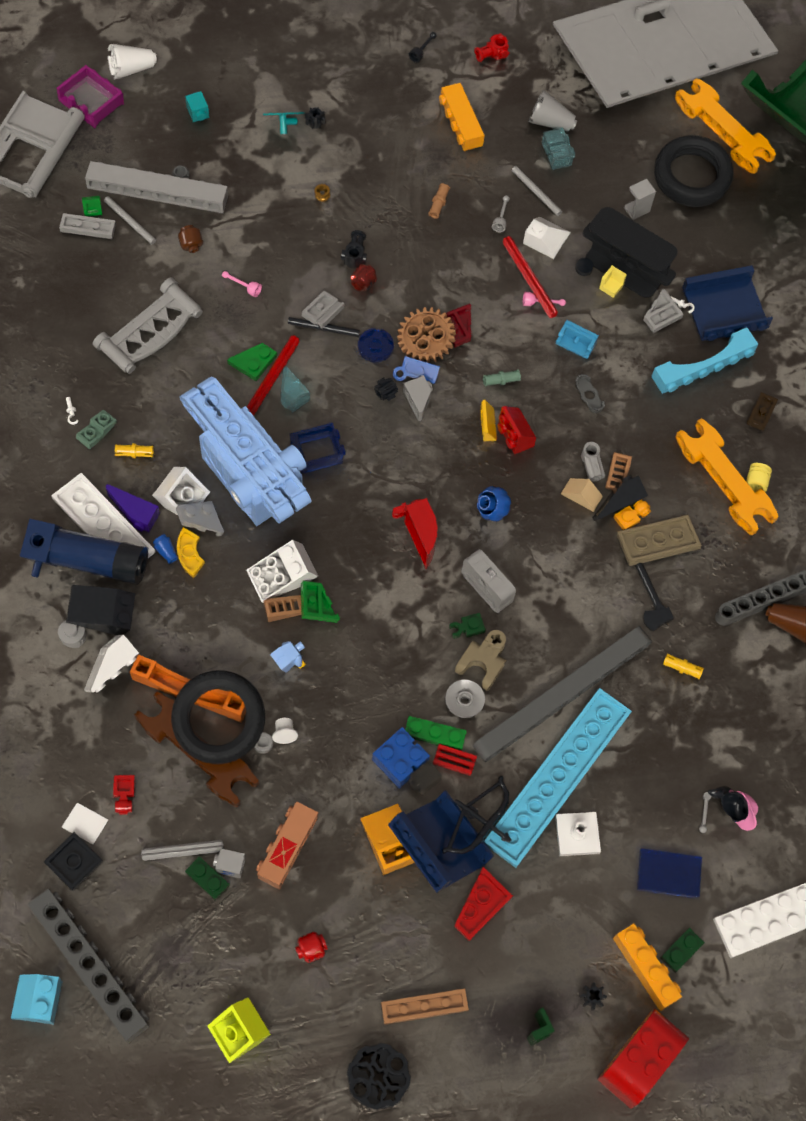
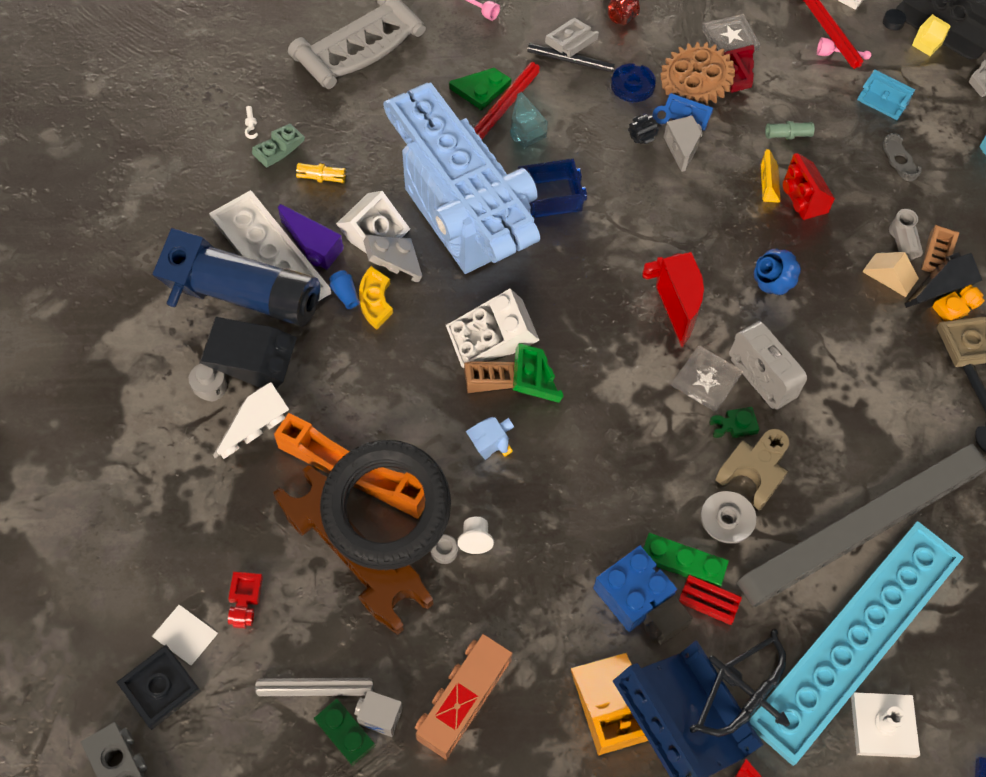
camera: 10 degrees right, 5 degrees down
(446, 593) = (707, 378): none -> clear tile
(452, 293) = (730, 33): none -> clear tile

